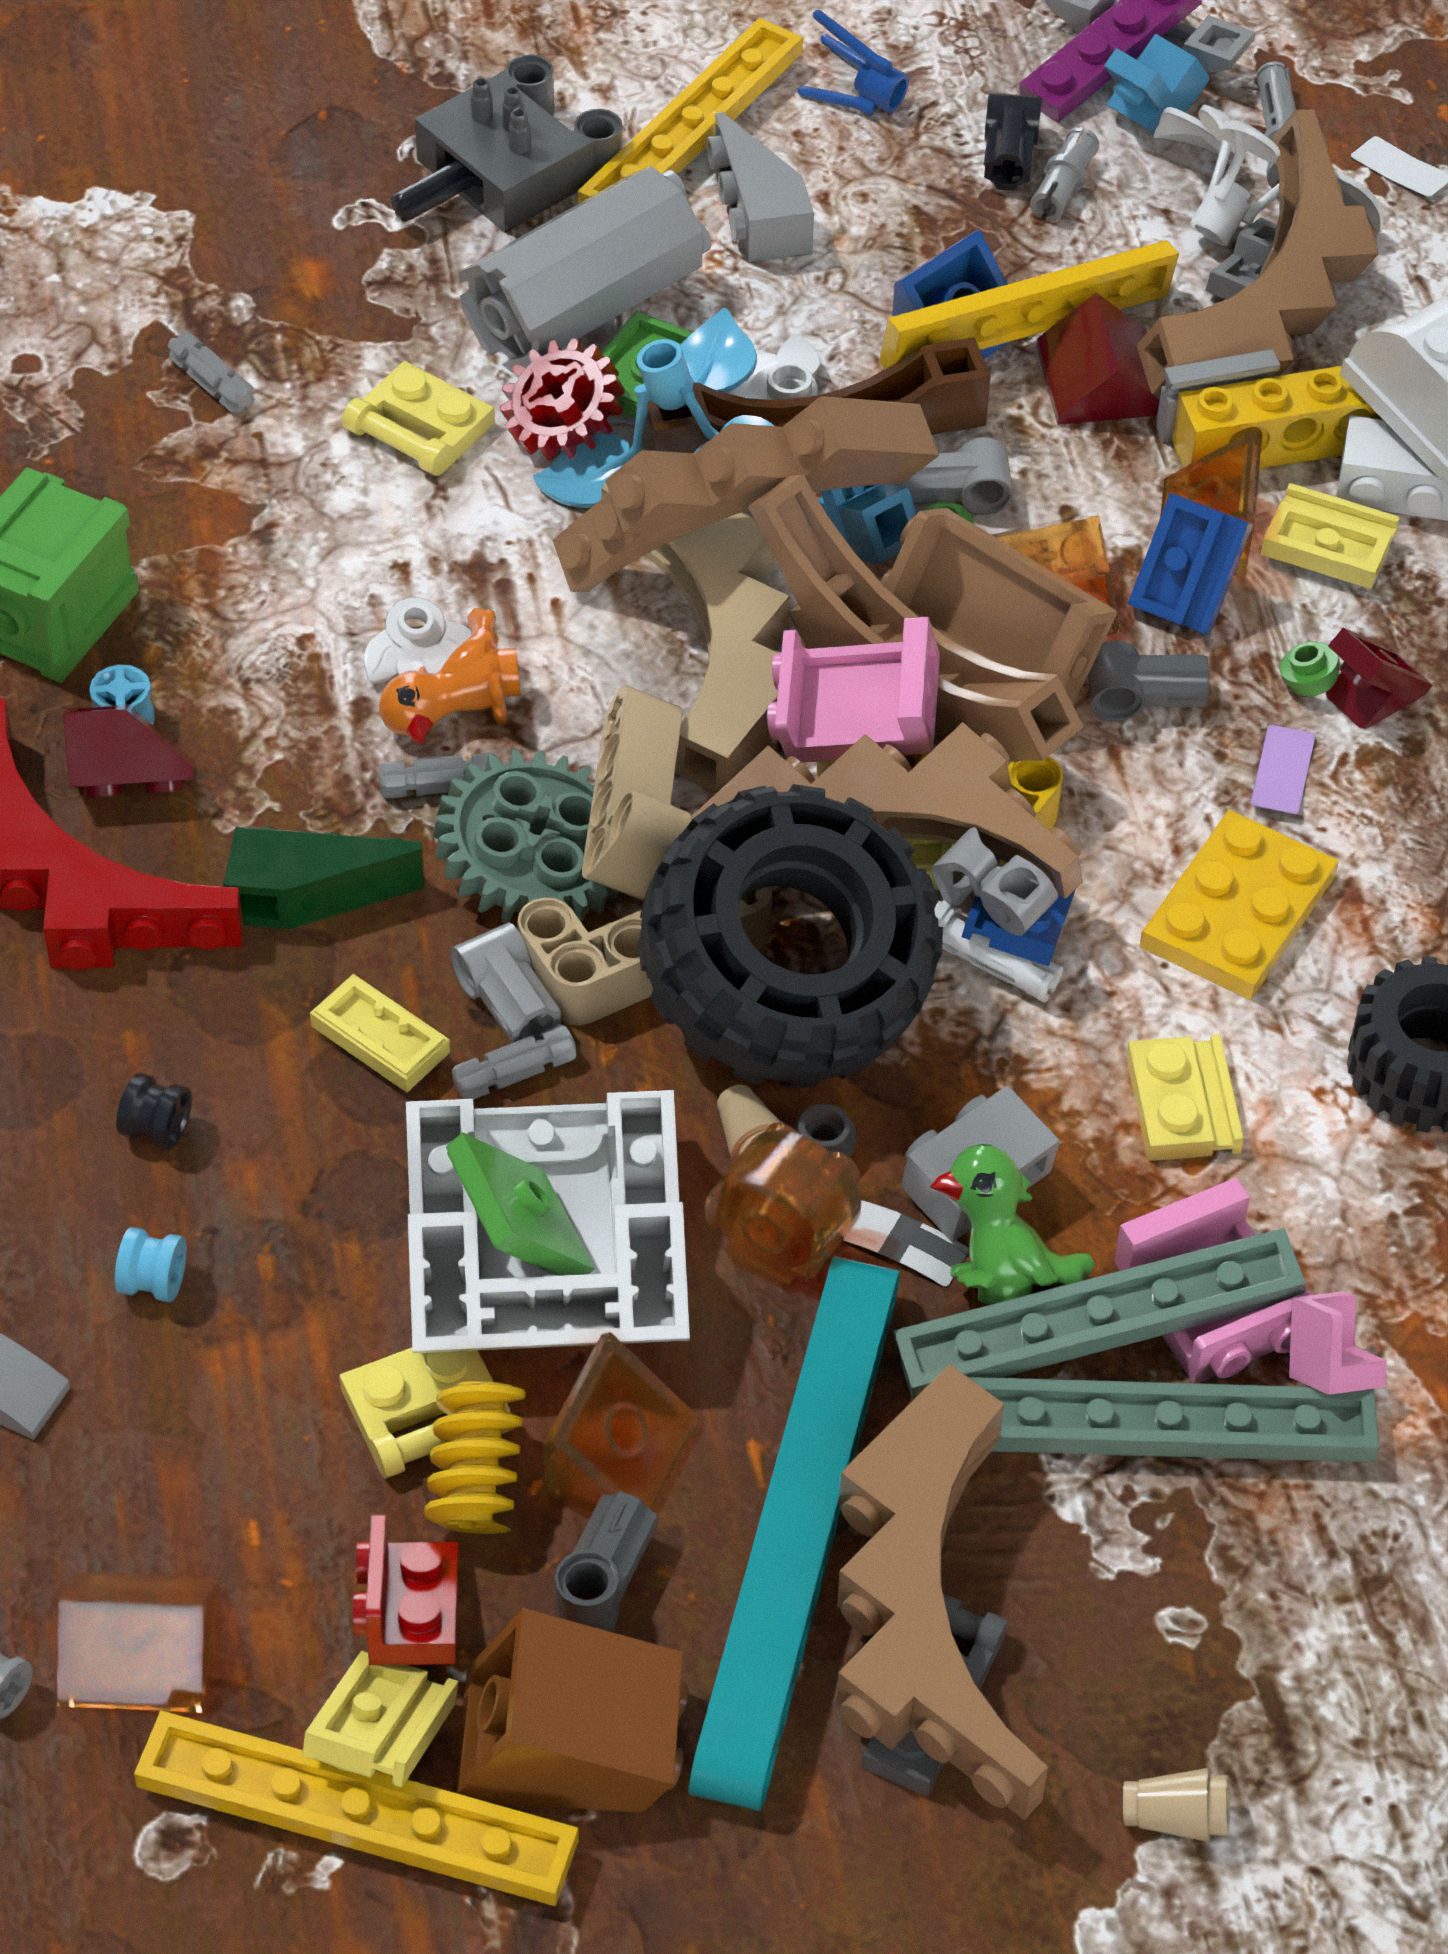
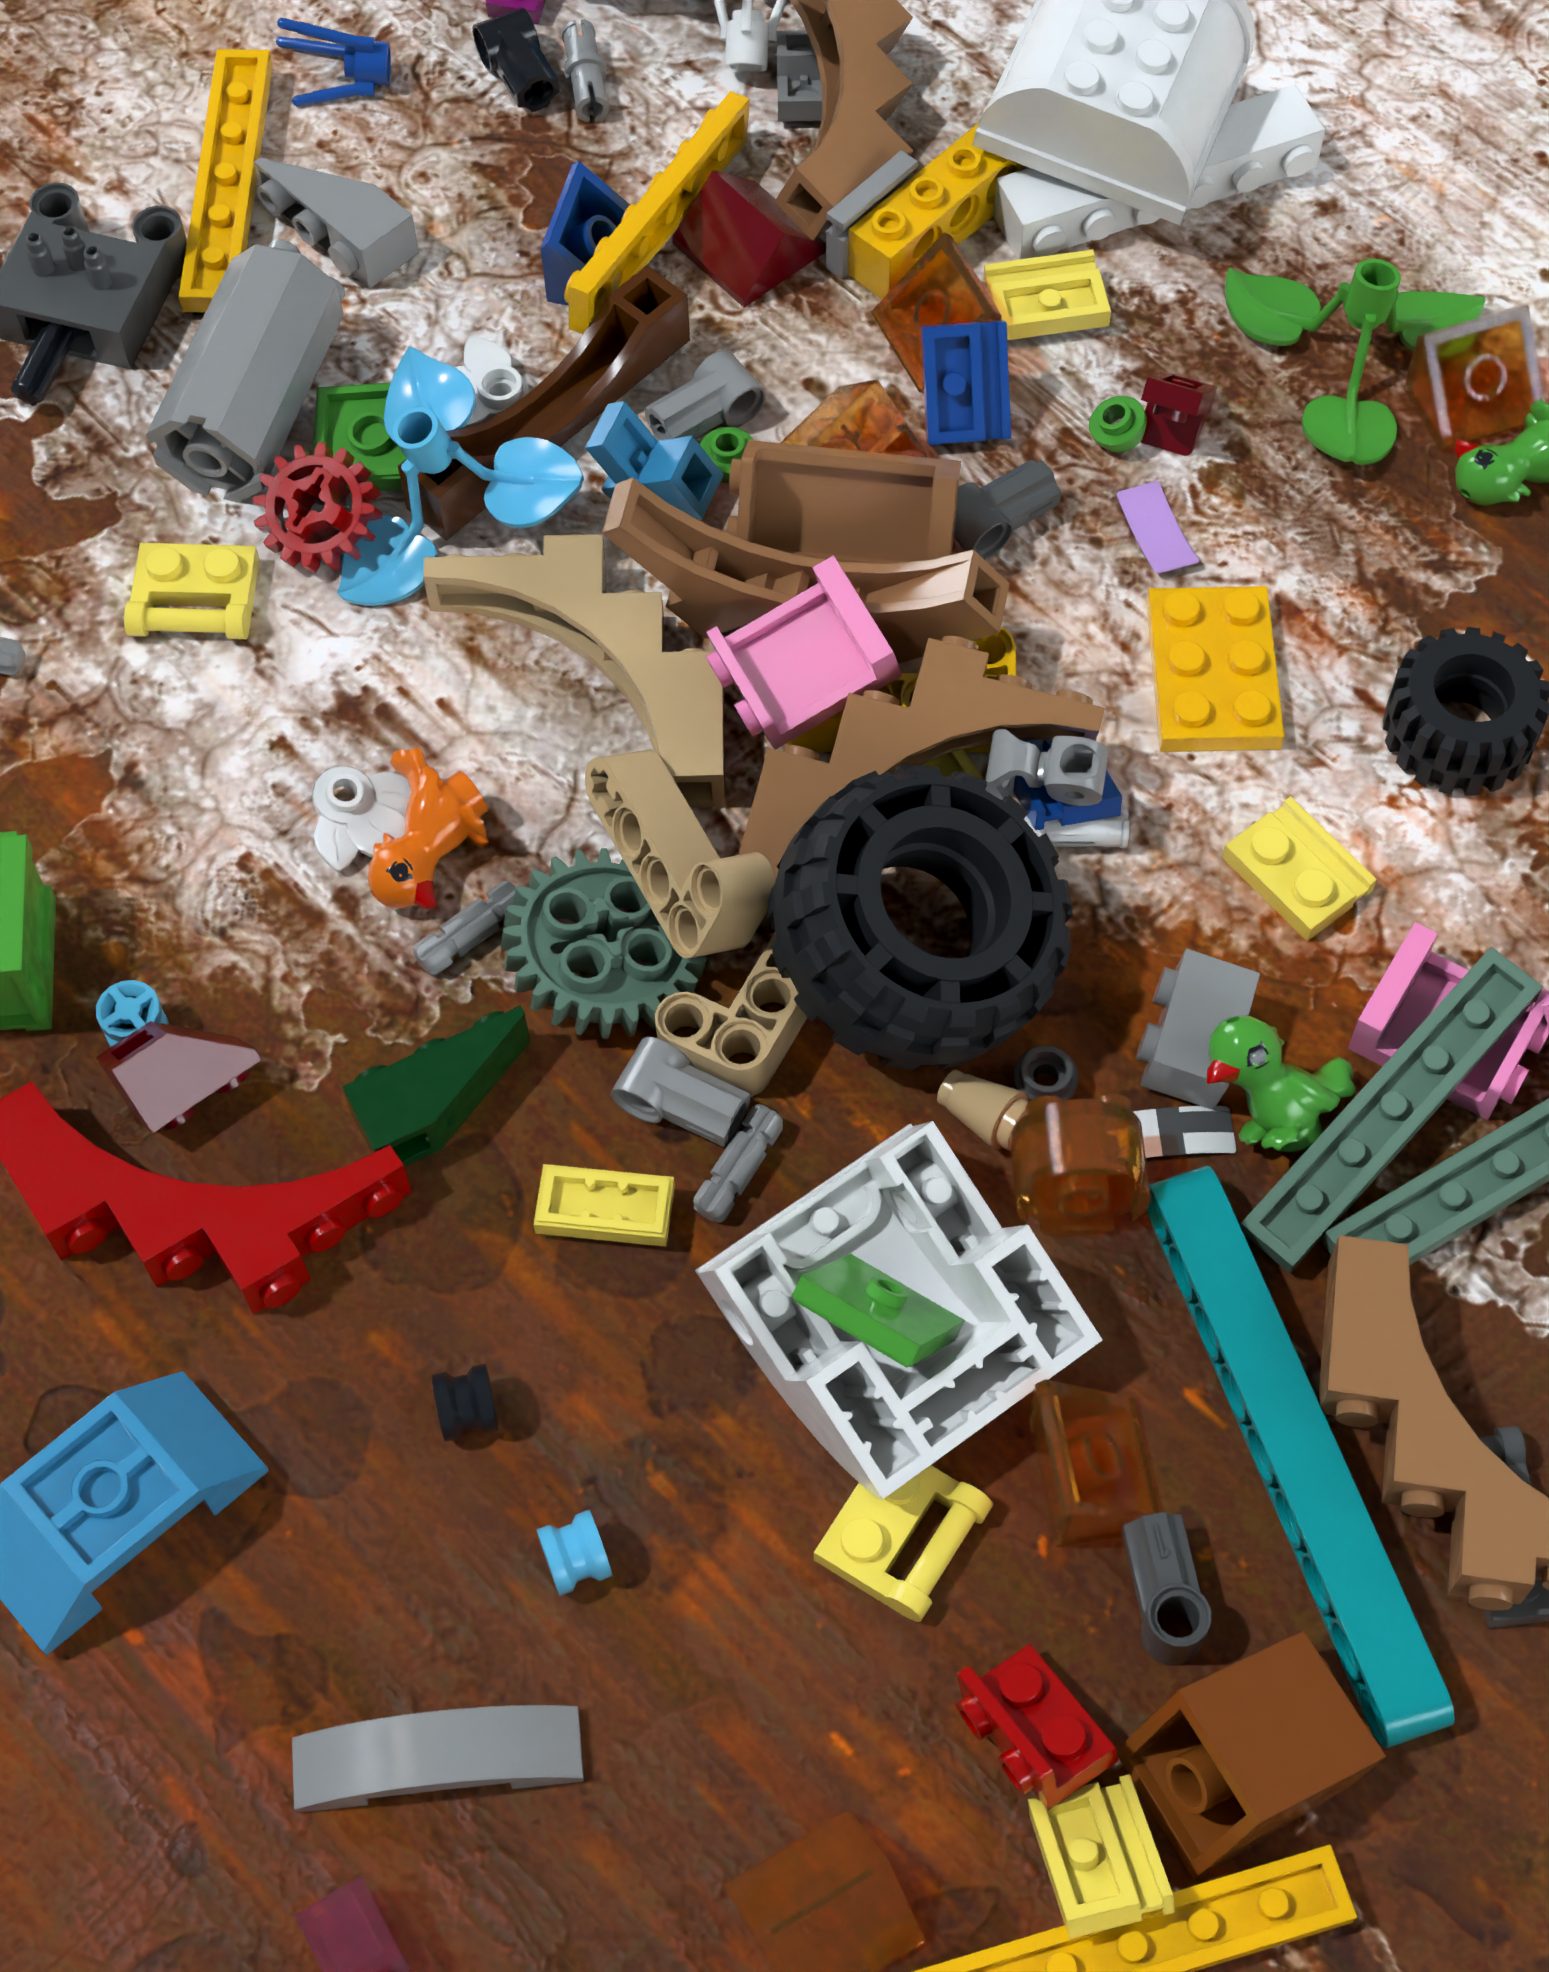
camera: 30 degrees left, 10 degrees up
(472, 1456) = (1001, 1559): yellow piece -> none
(674, 493) = (553, 512): medium nougat arch -> none

